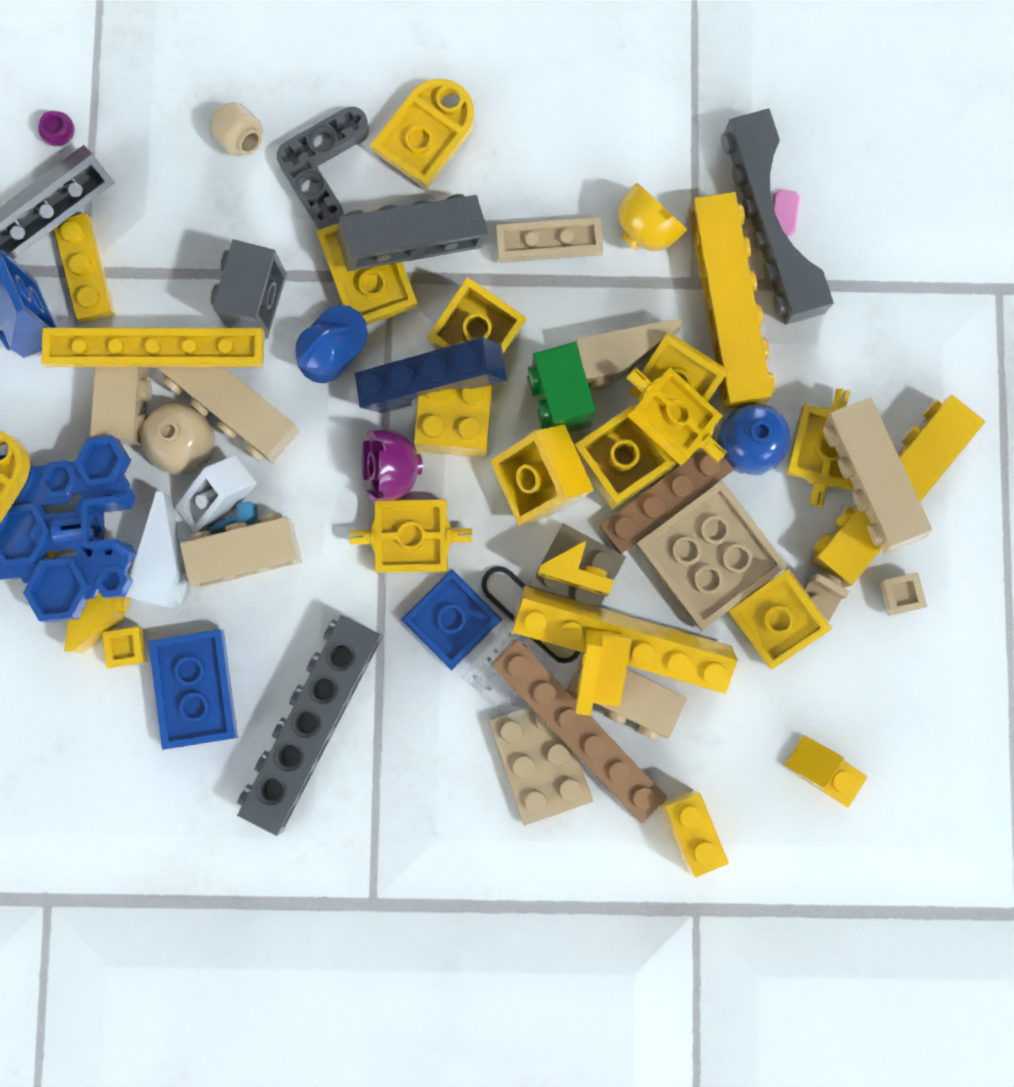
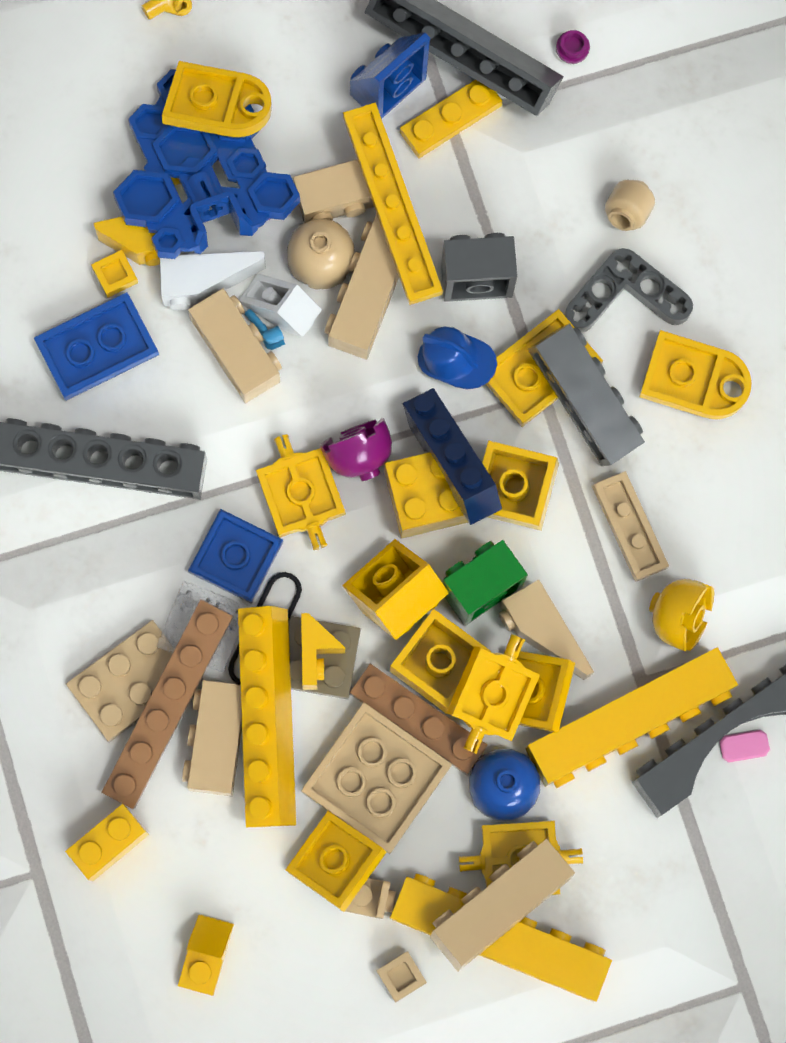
camera: 70 degrees right, 5 degrees down
(602, 670) = (228, 700): yellow panel -> none

